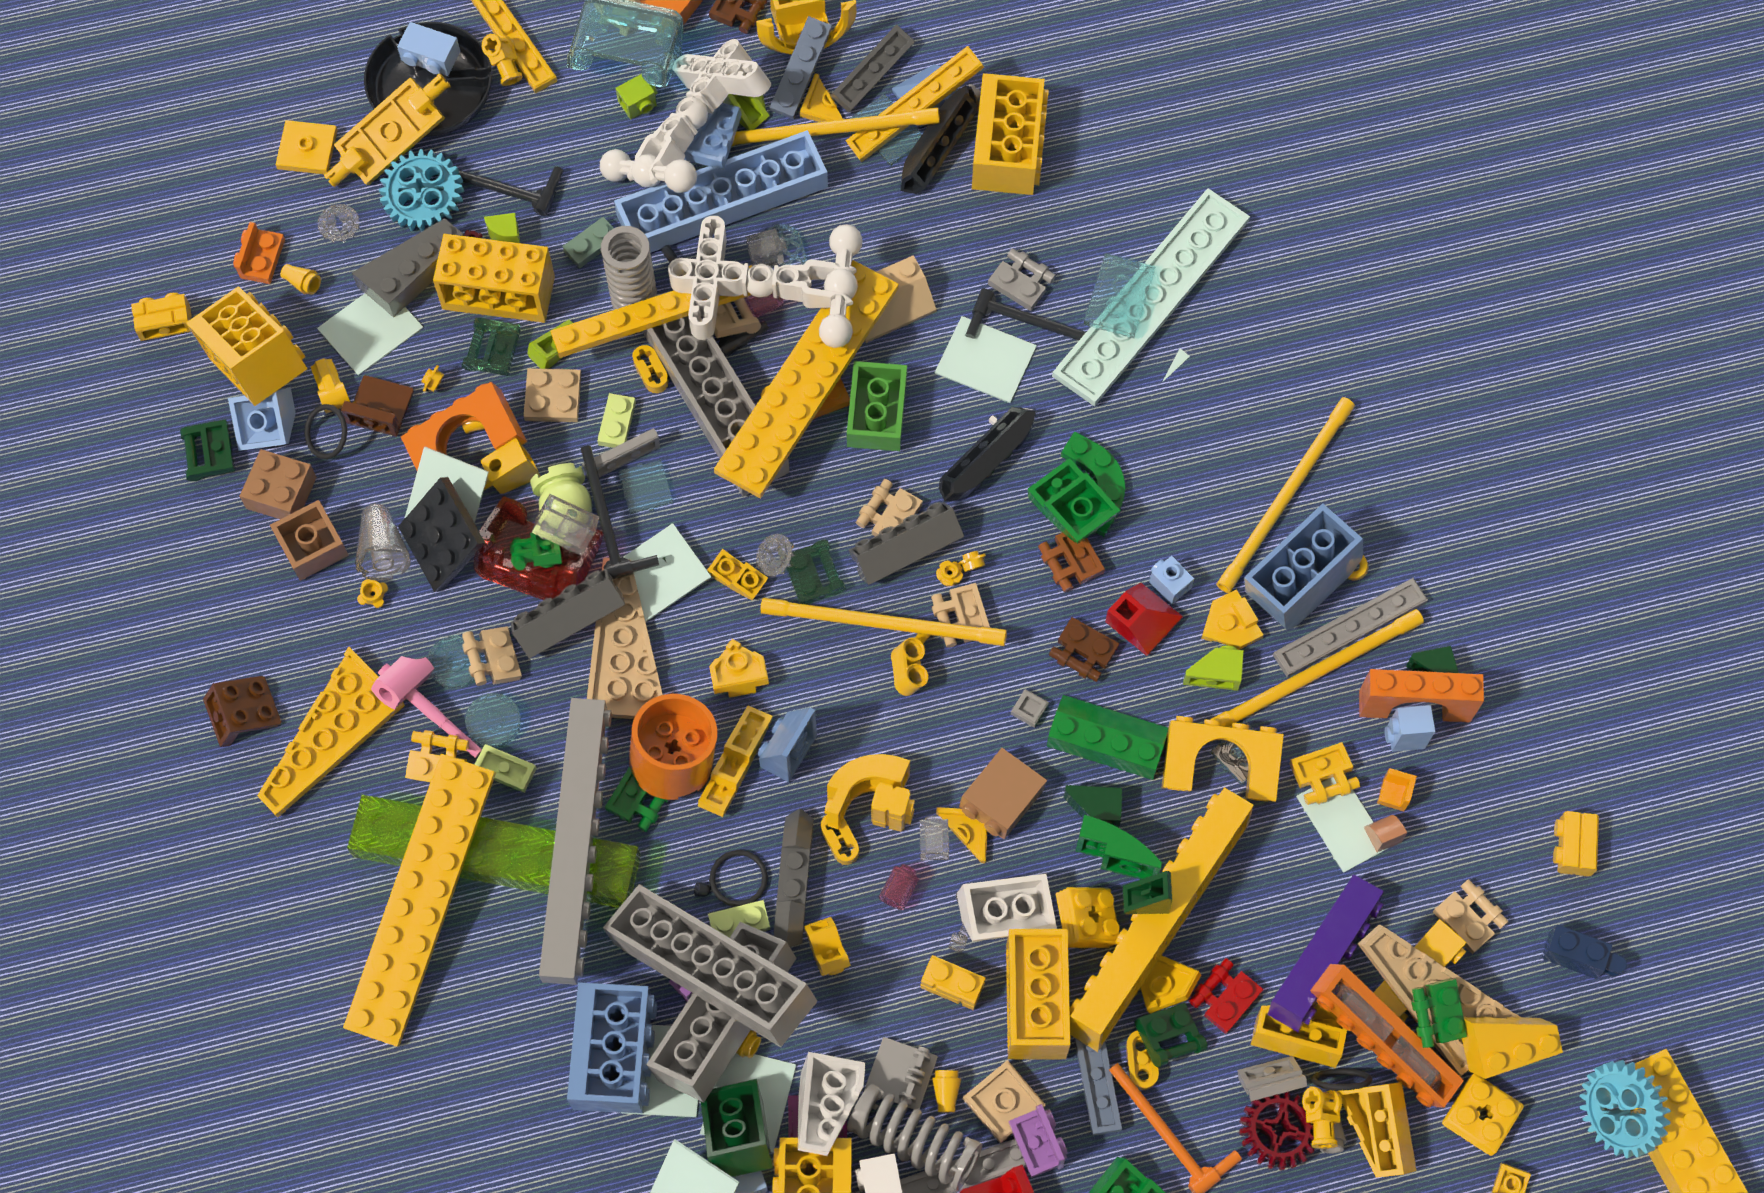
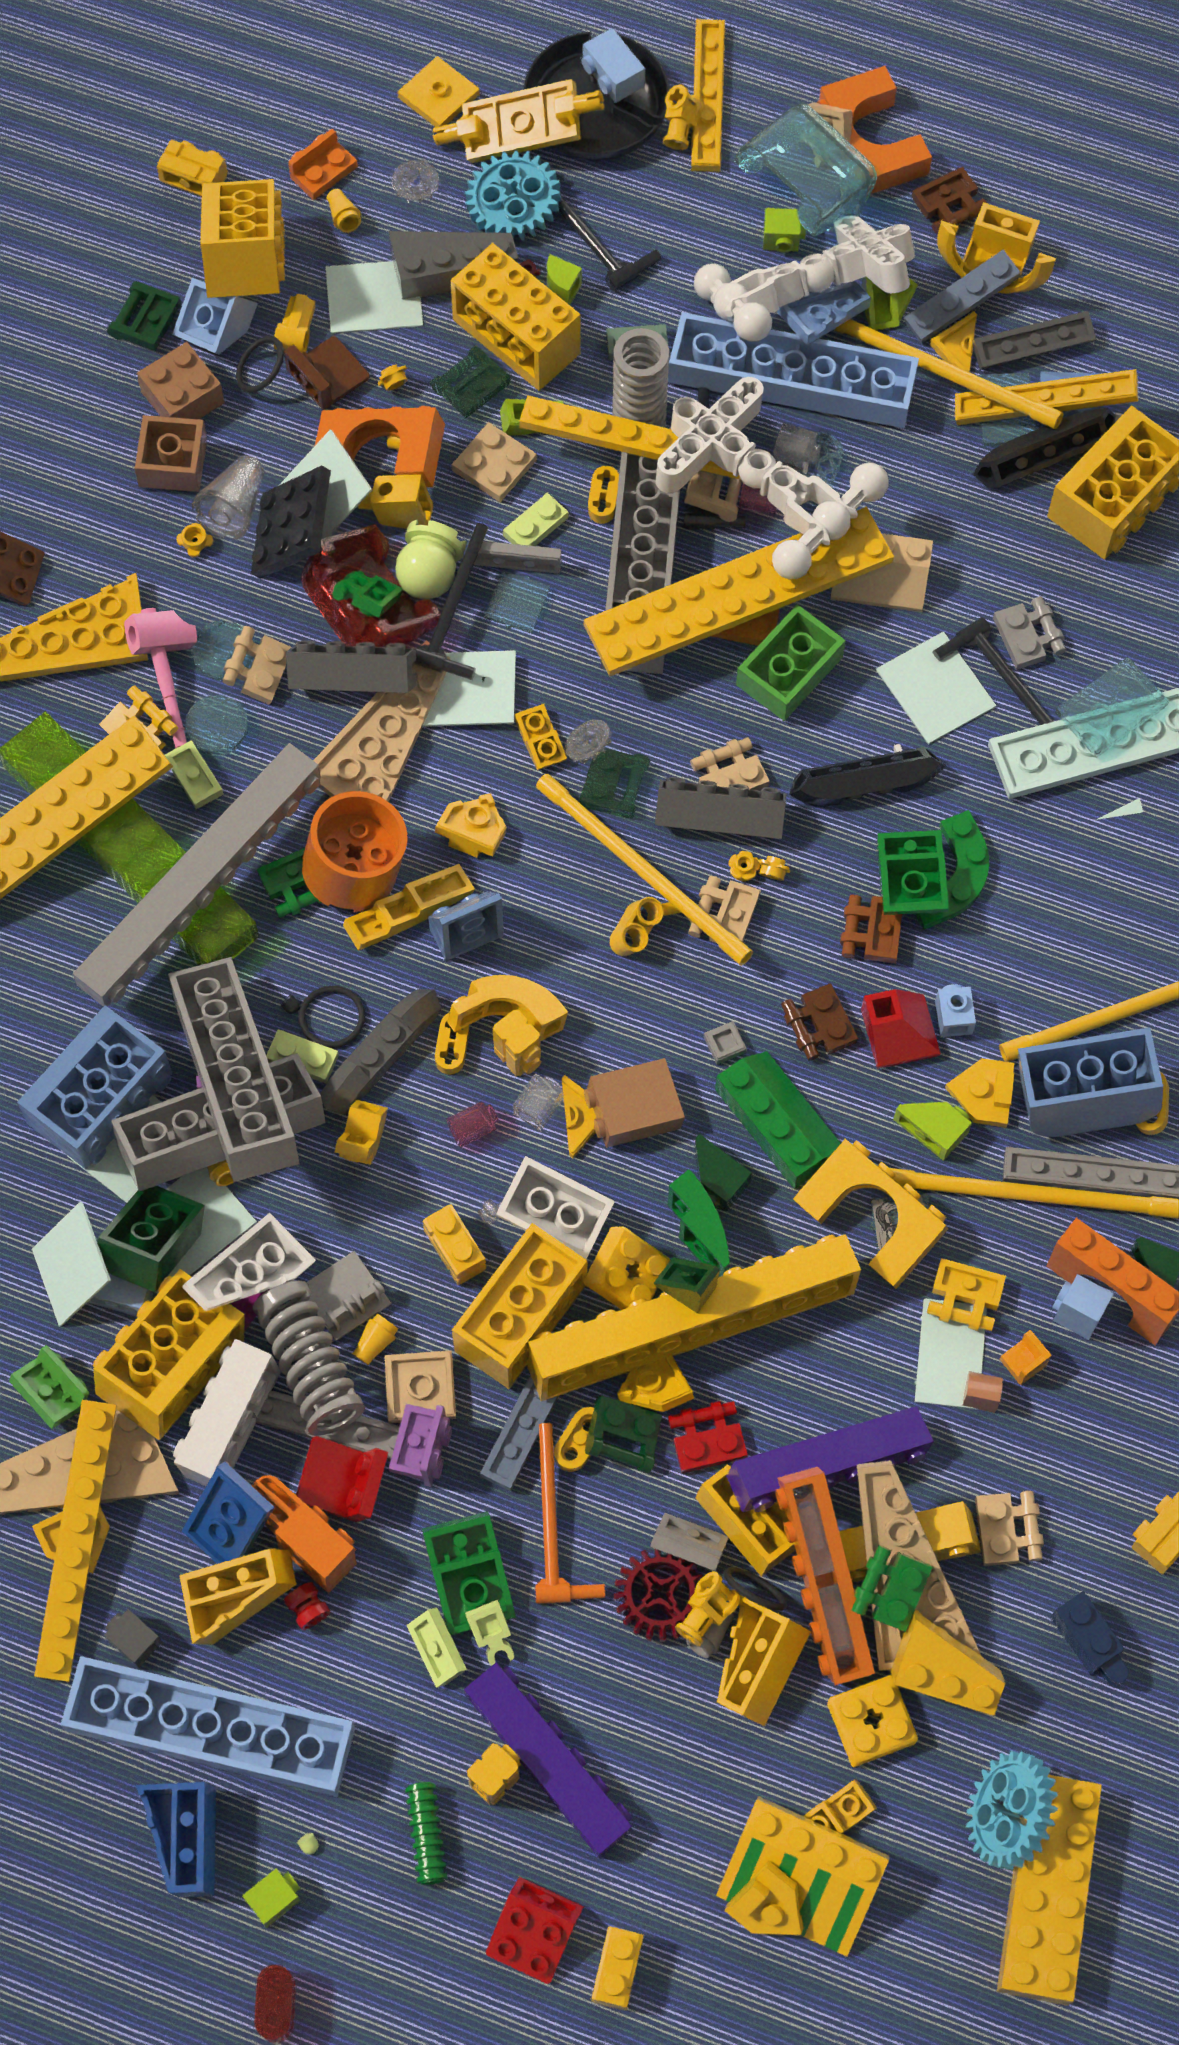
camera: 35 degrees right, 0 degrees up
(565, 524) = (406, 582): clear brick -> none

